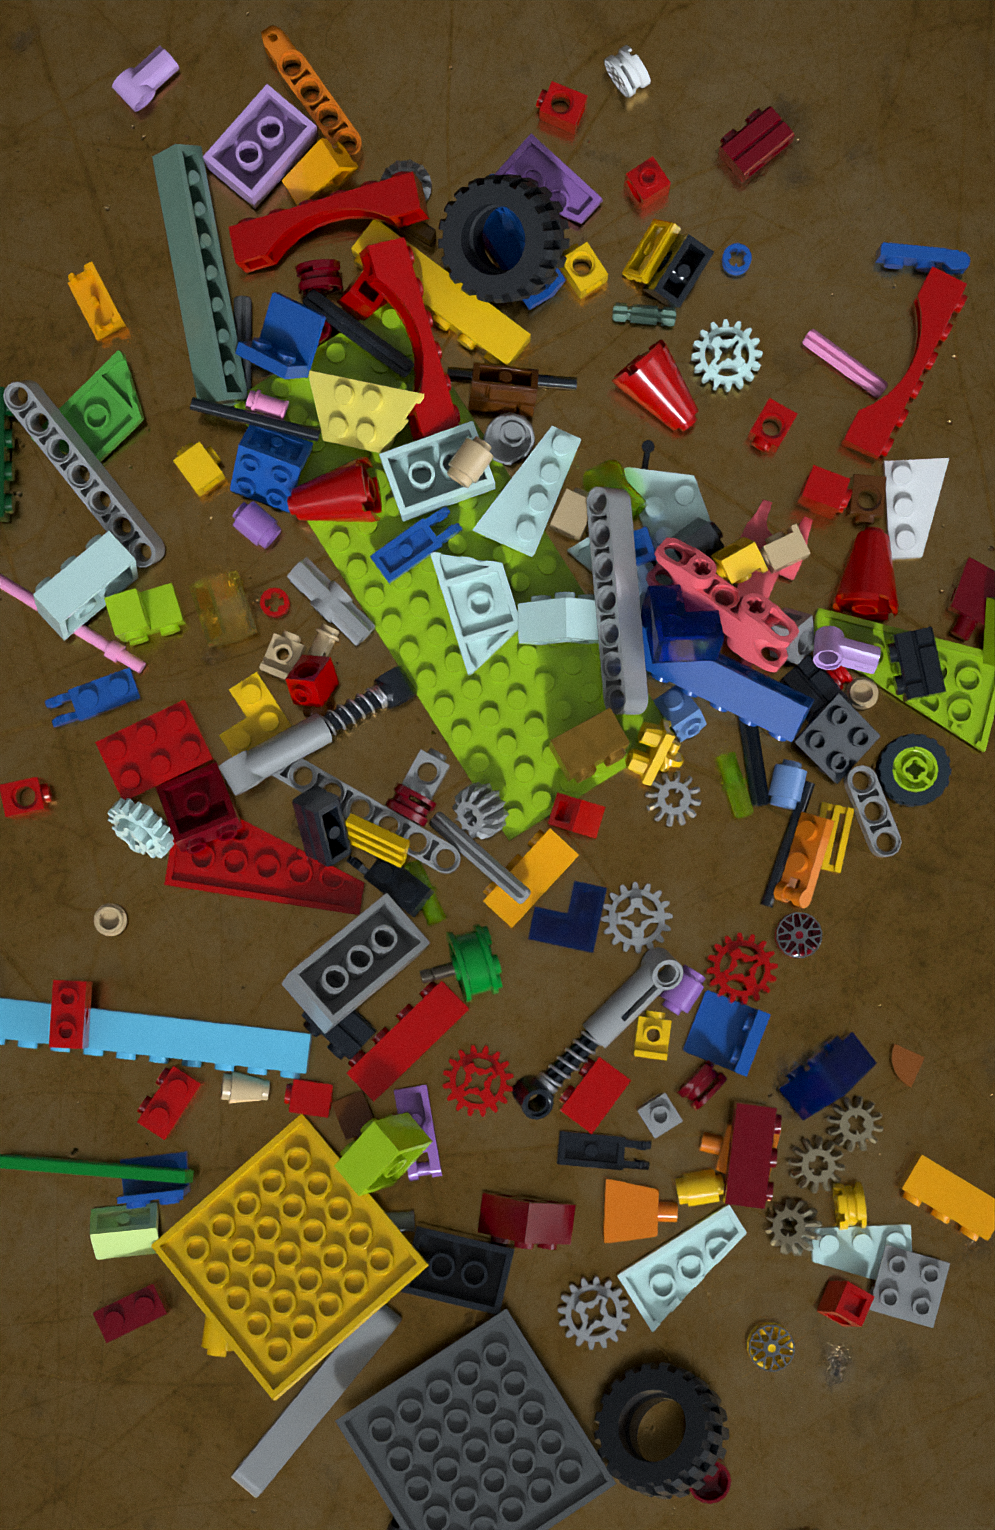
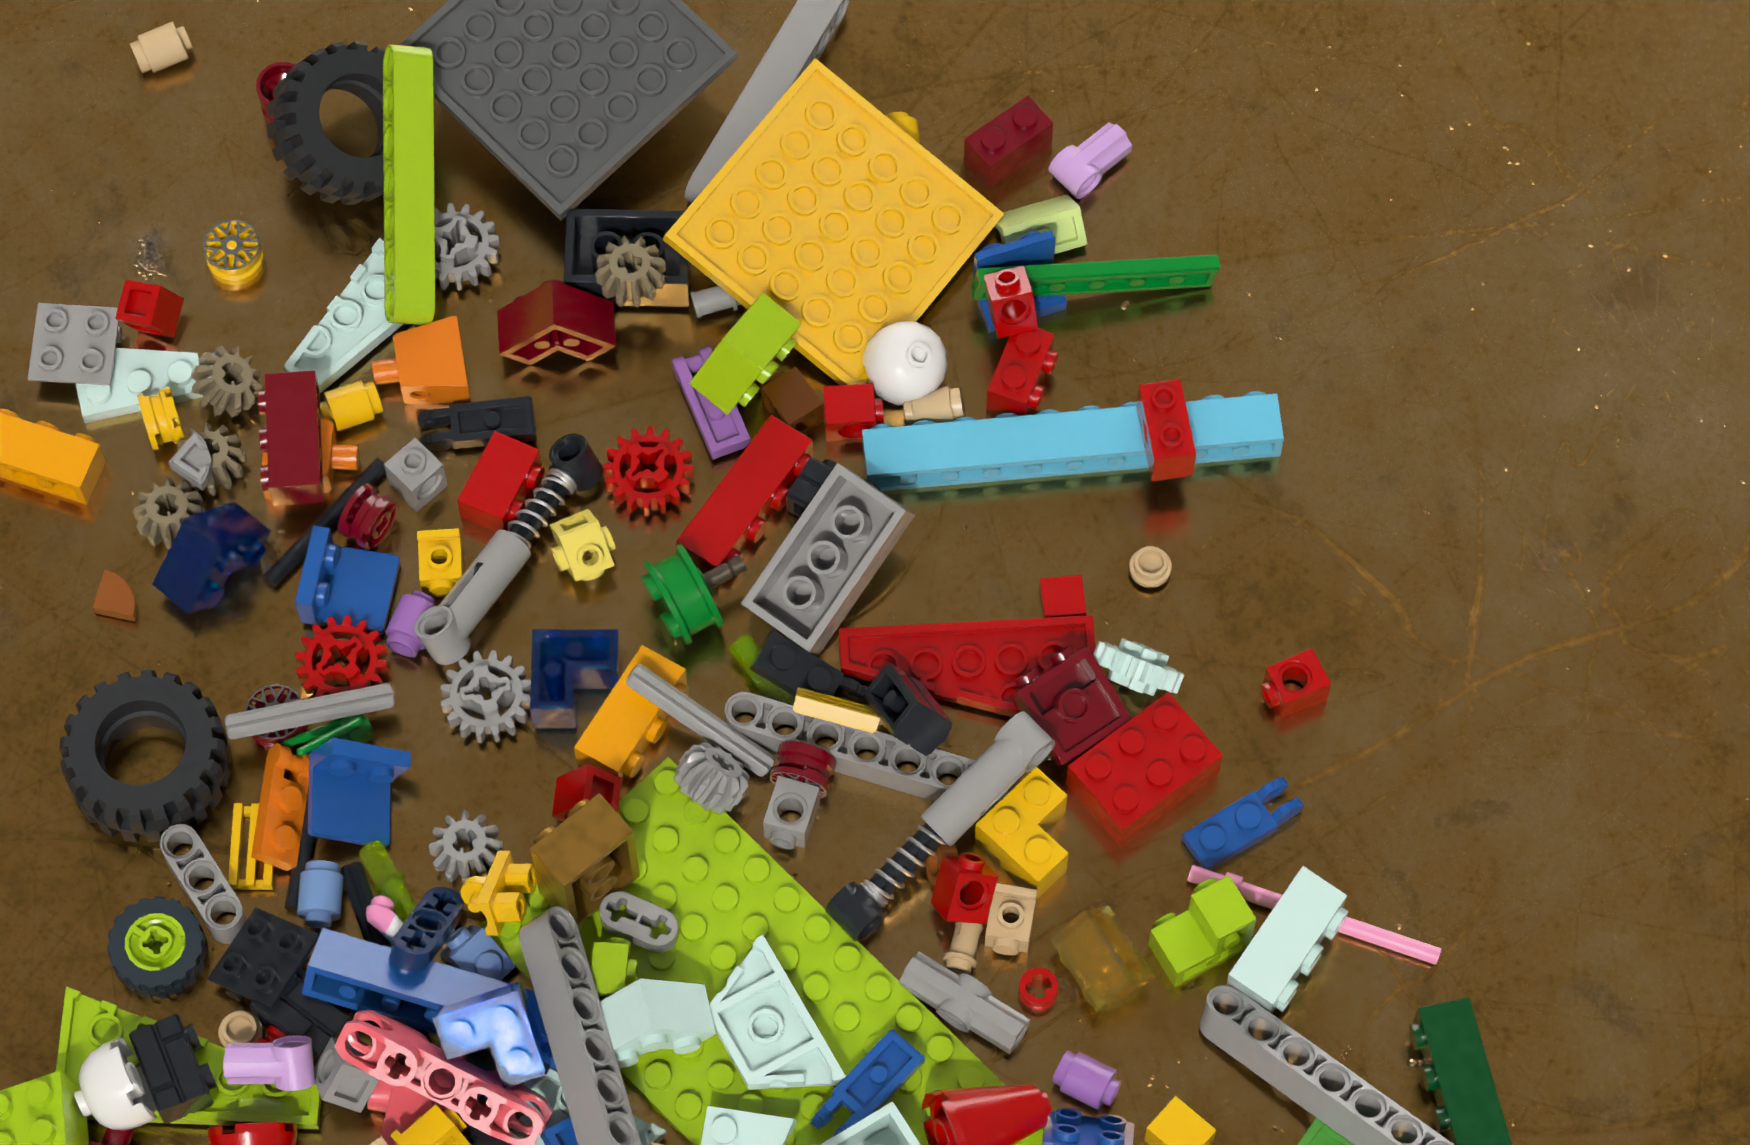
camera: 165 degrees right, 20 degrees down
(76, 1279) = (1082, 166): none -> lavender piece
(165, 1149) = (1010, 302): none -> red brick
(183, 908) = (1062, 596): none -> red tile
(258, 1129) = (905, 362): none -> white cylinder
(451, 1246) = (630, 257): none -> dark tan gear
(539, 1018) = (582, 546): none -> light yellow brick
(561, 702) = (635, 930): none -> light grey beam
(582, 669) = (612, 966): none -> lime brick
(622, 1360) = (408, 185): none -> lime beam
(725, 726) = (426, 941): none -> dark blue beam
(734, 1094) = (327, 520): none -> black bar
(740, 746) = (382, 917): none -> bright pink arm
(746, 907) = (350, 728): none -> green plant
(751, 854) = (352, 790): none -> blue bracket
(773, 926) = (309, 711): none -> light grey axle
(830, 1155) = (193, 461): none -> light grey tile
(946, 911) = (137, 705): none -> black tyre
(961, 652) = (114, 1088): none -> white cylinder

